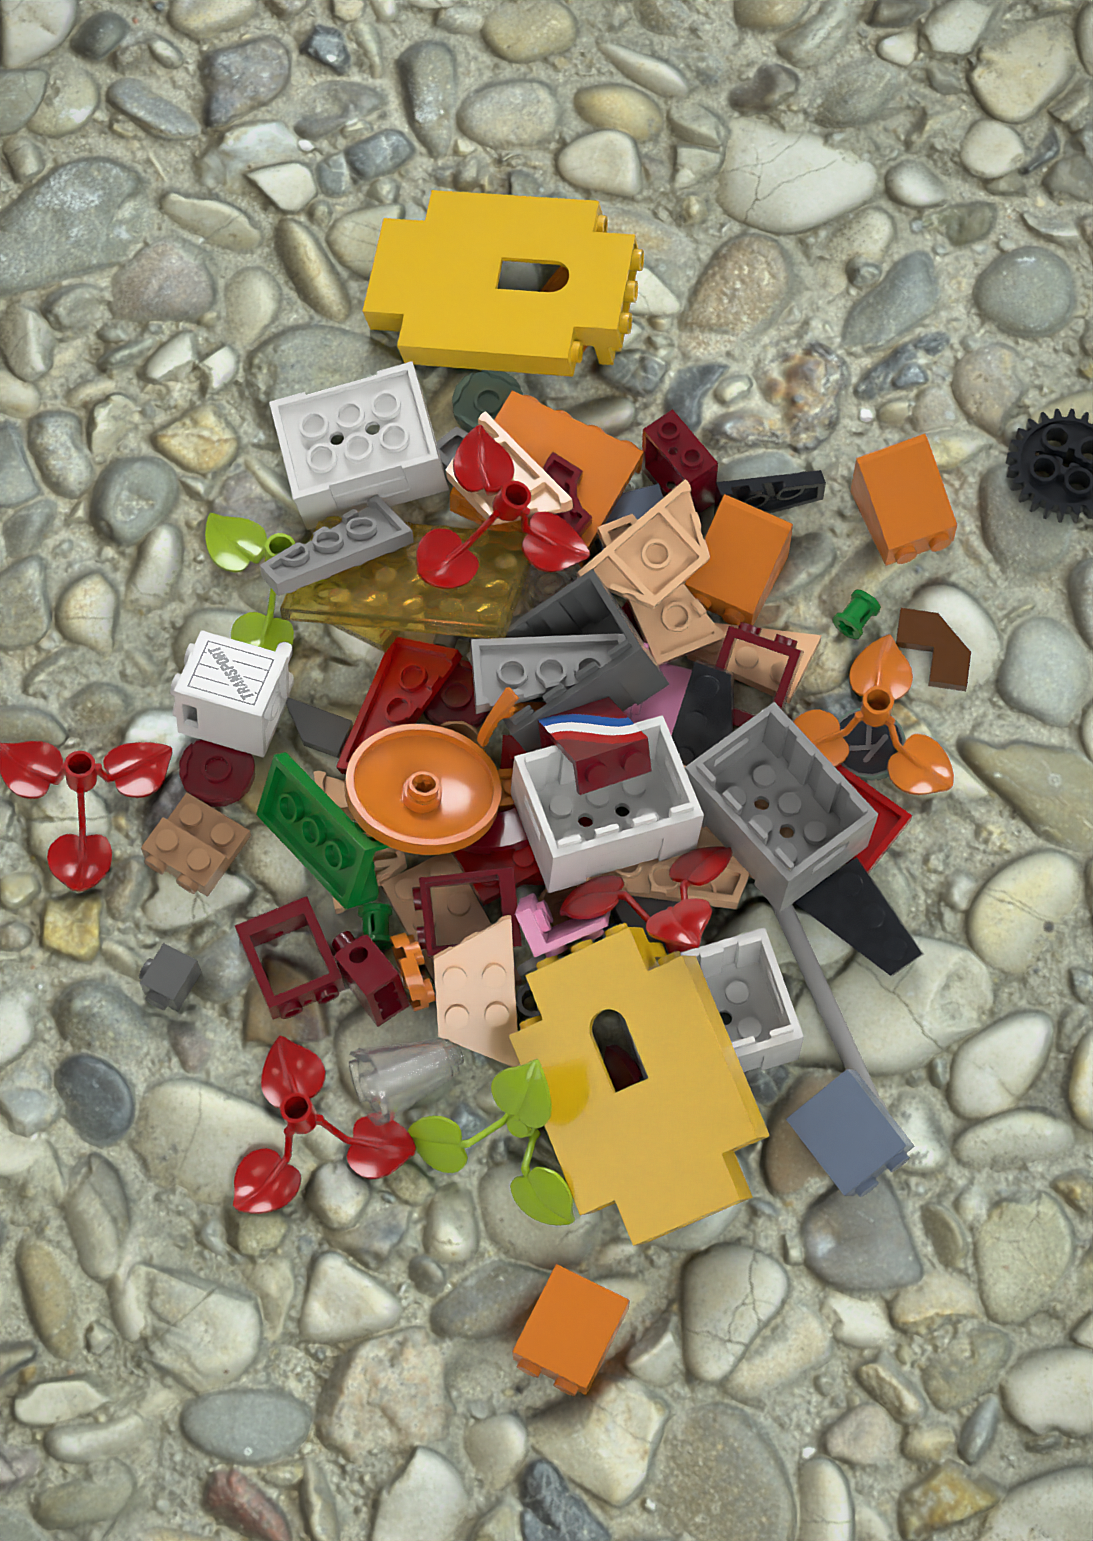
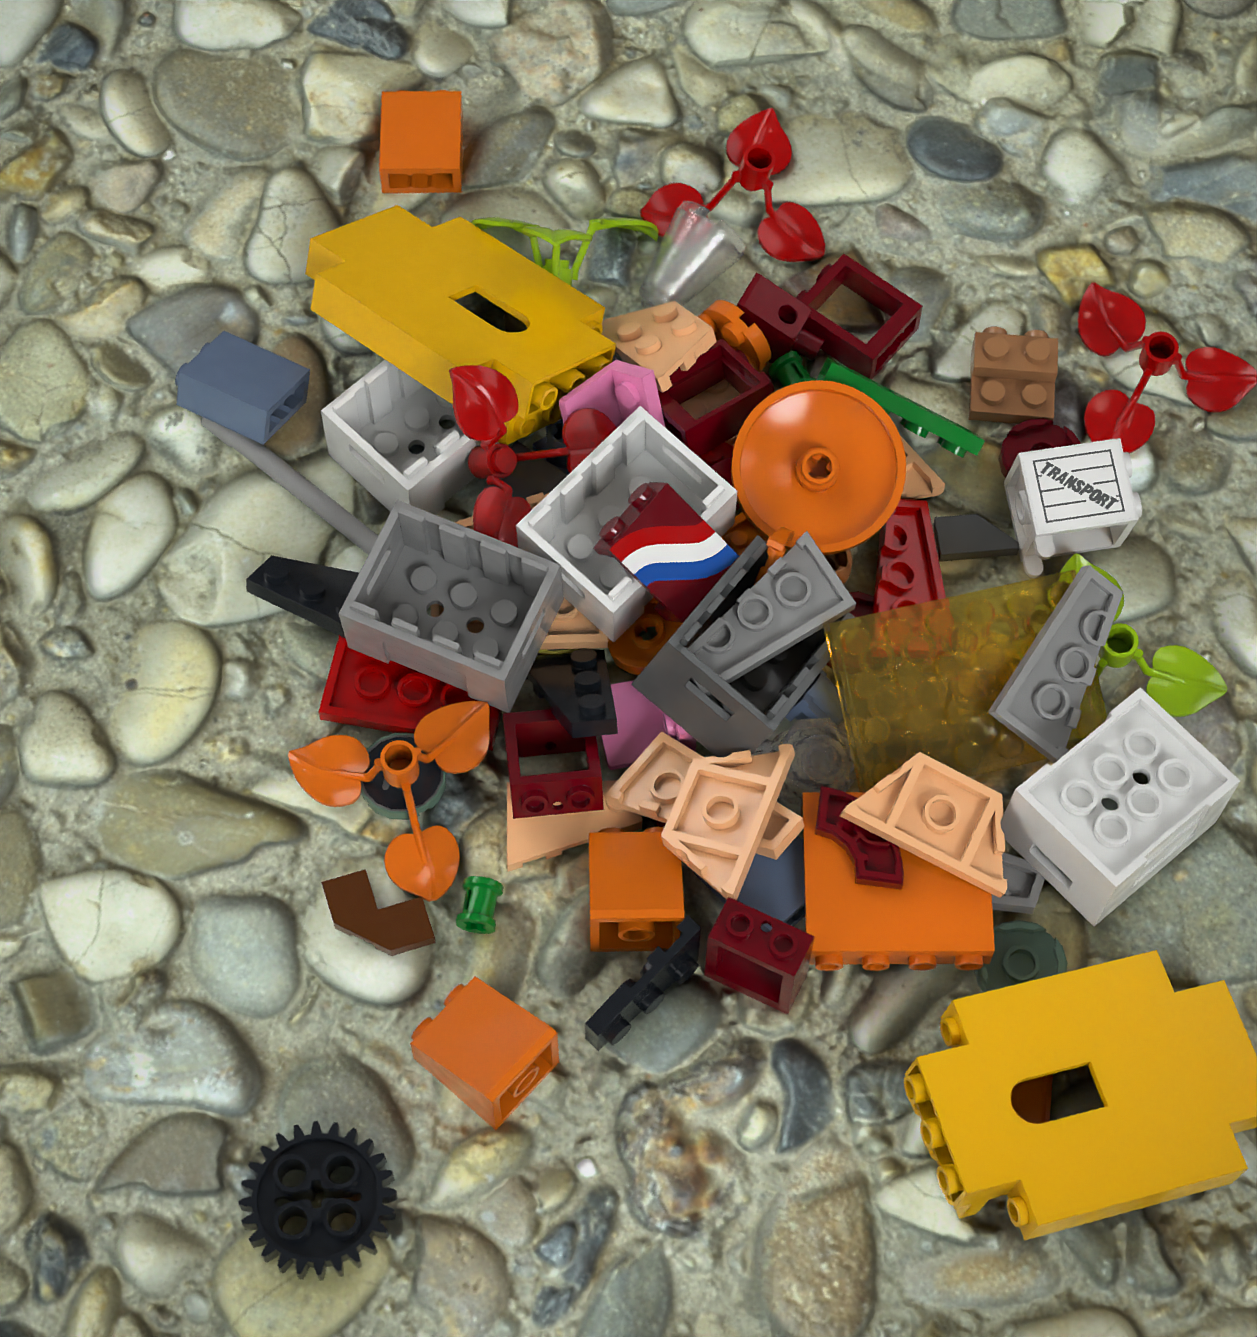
camera: 150 degrees right, 5 degrees down
(168, 978) = (954, 254): dark grey brick -> none
(486, 465) = (839, 758): red plant -> none

